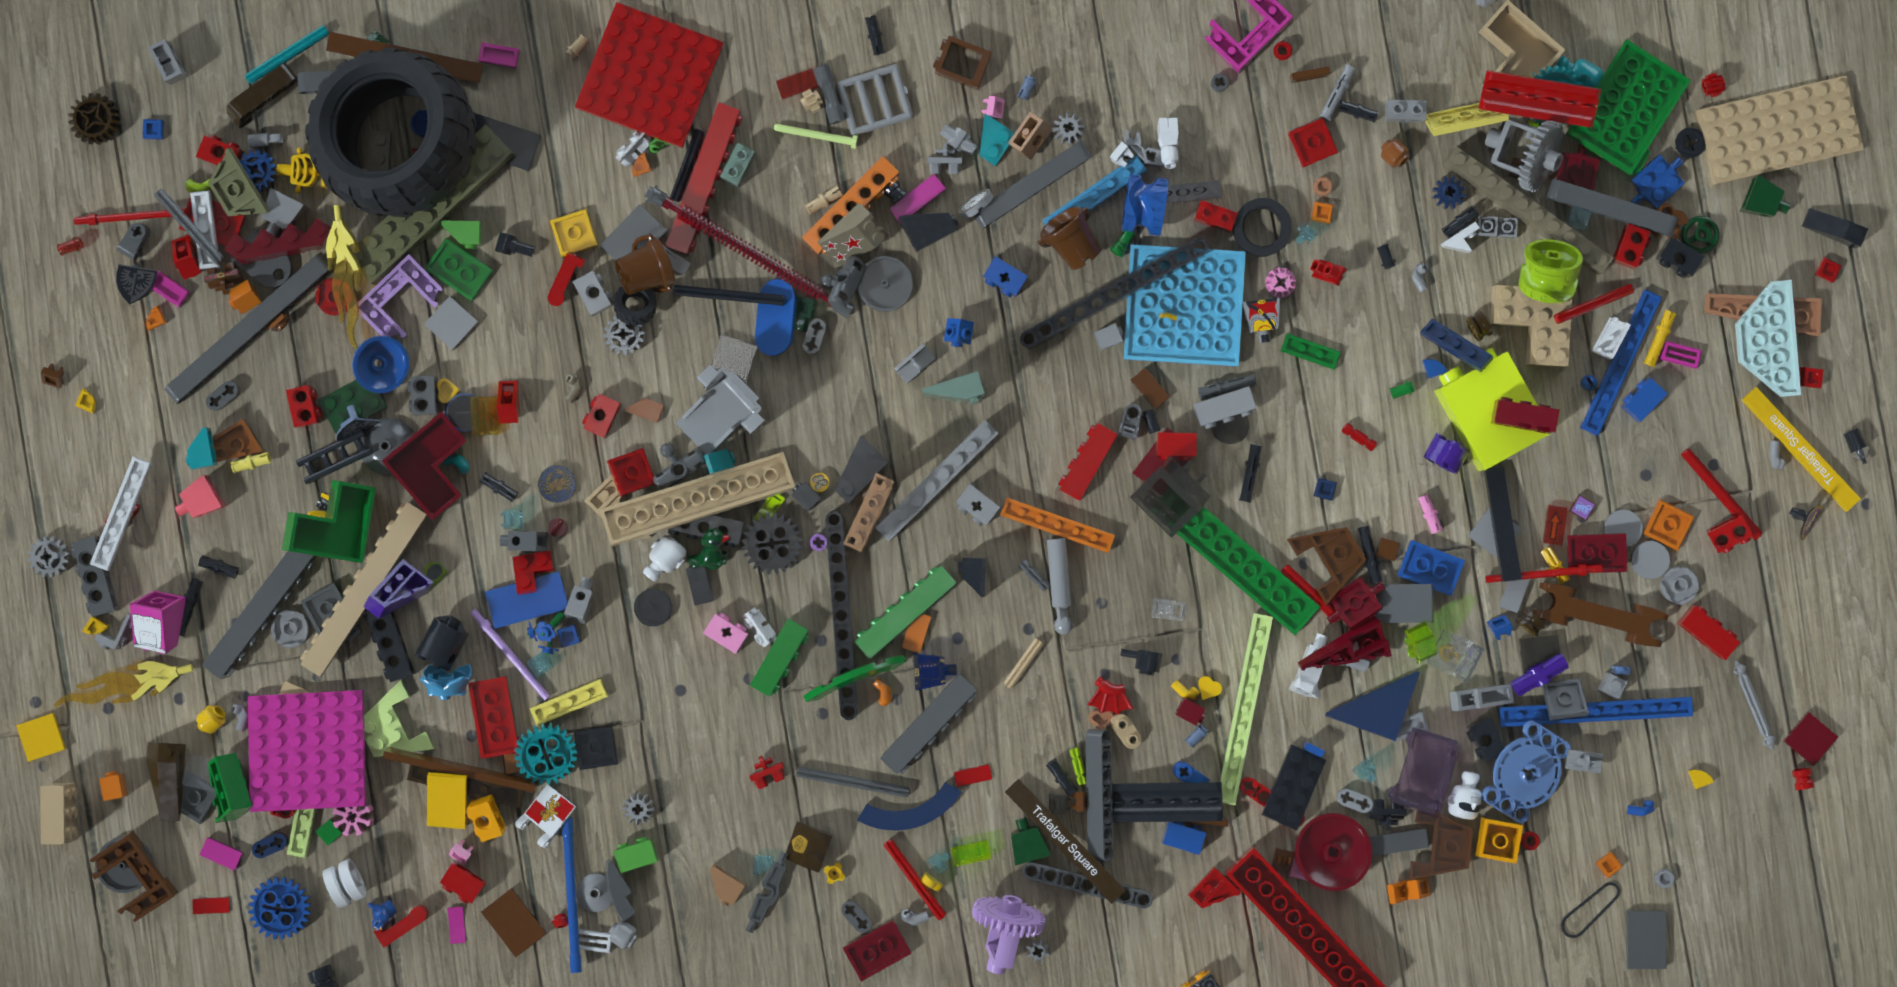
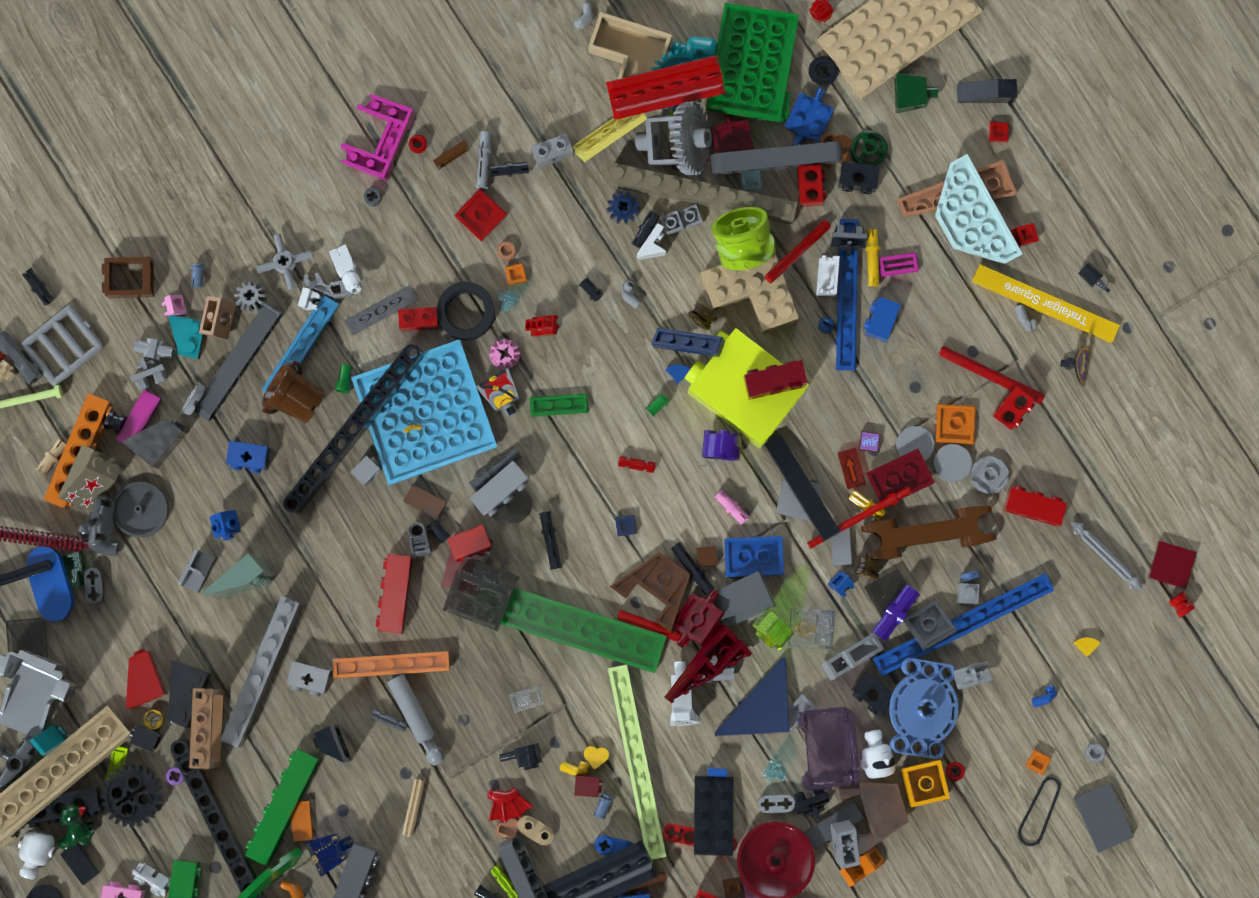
camera: 20 degrees left, 5 degrees down
(825, 443) = (143, 680): none -> red slope
(1113, 101) = (290, 264): none -> light grey bar
(1145, 204) = (346, 335): blue piece -> none
(1394, 153) = (559, 193): dark orange head -> none
(1402, 864) = (845, 844): none -> light grey brick
(1646, 314) = (849, 241): none -> black hips

